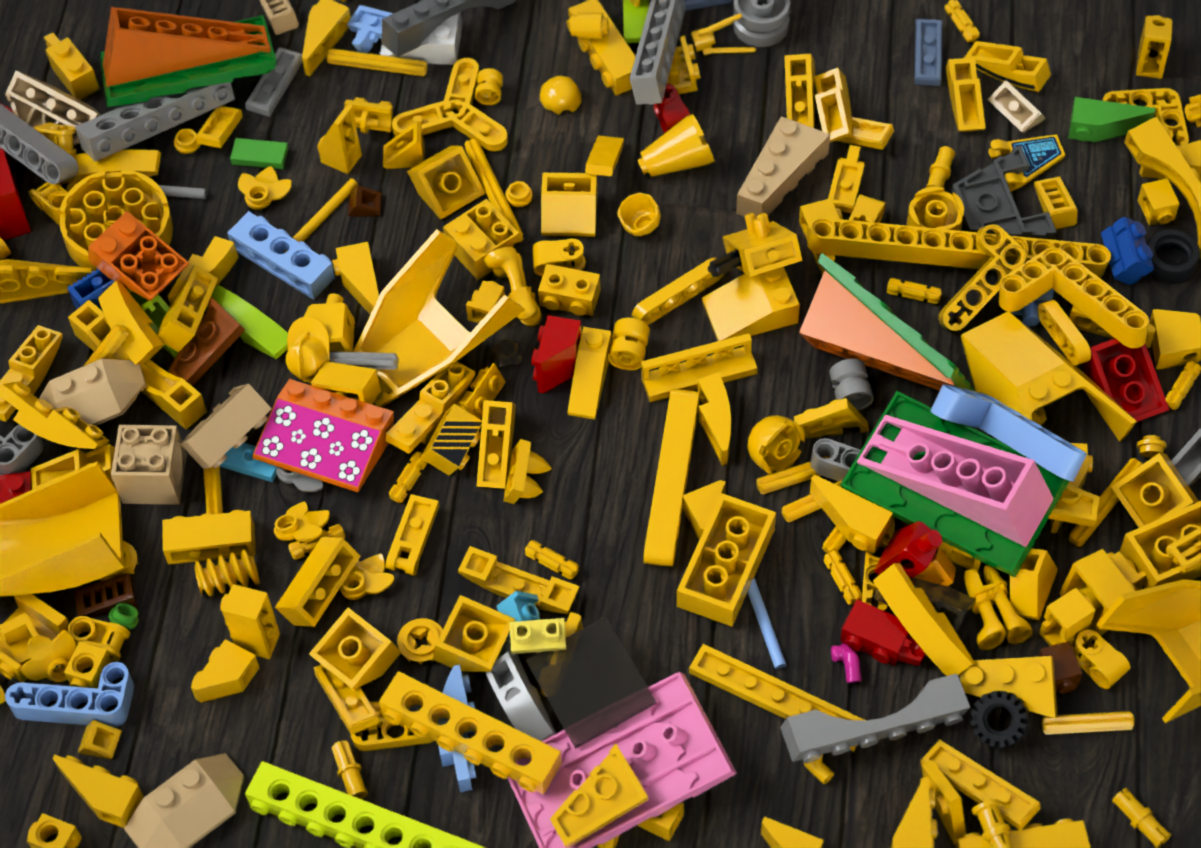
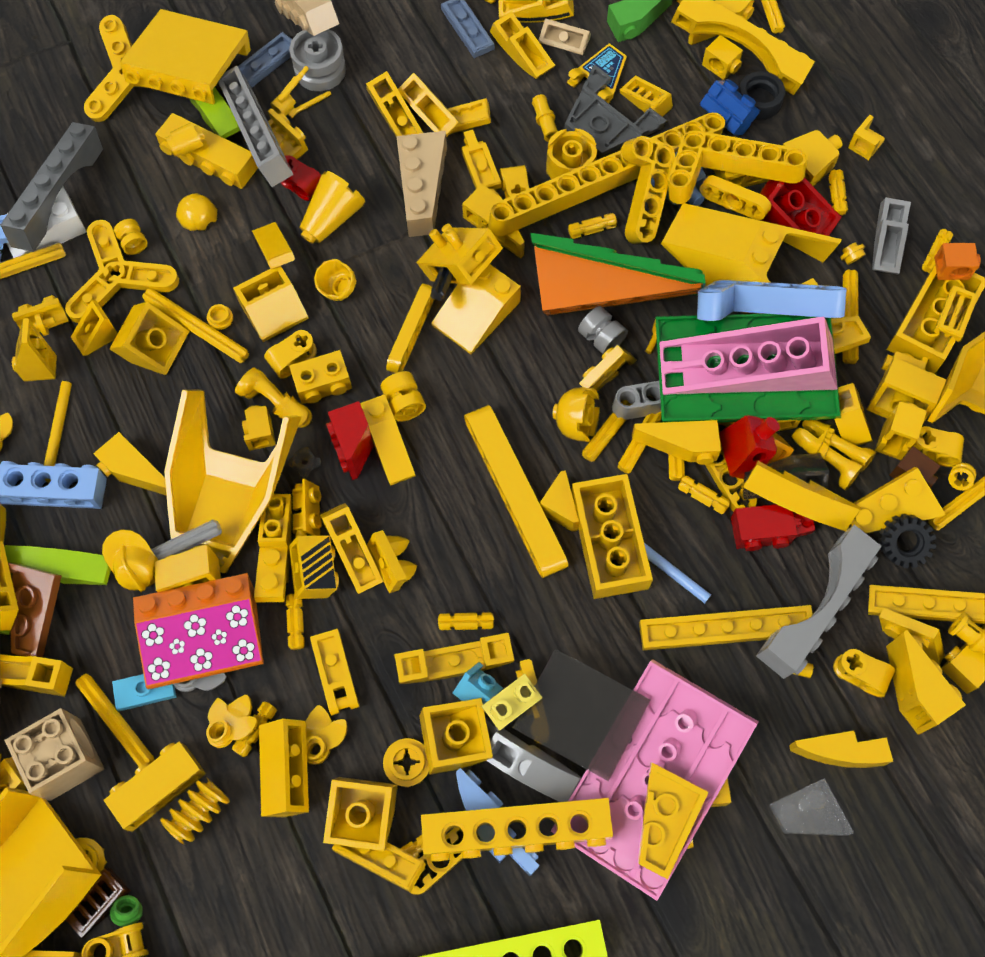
camera: 35 degrees left, 10 degrees up
(226, 426) = (105, 677): tan wedge -> none
(226, 673) = (257, 904): yellow slope -> none
(250, 620) = (252, 849): yellow brick -> none
(337, 320) = (138, 518): yellow torso -> none
(349, 769) = (425, 922): yellow axle -> none
(364, 202) = (88, 396): reddish brown slope -> none
(478, 234) = (216, 371): yellow slope -> none
(685, 376) = (472, 385): yellow fence -> none
(715, 415) = (515, 417): yellow slope -> none
(850, 660) = (758, 560): dark pink arm -> none
(879, 809) = (868, 673): none -> yellow piece
(1108, 704) = (962, 485): none -> yellow bush
(1154, 491) = (886, 289): yellow slope -> none

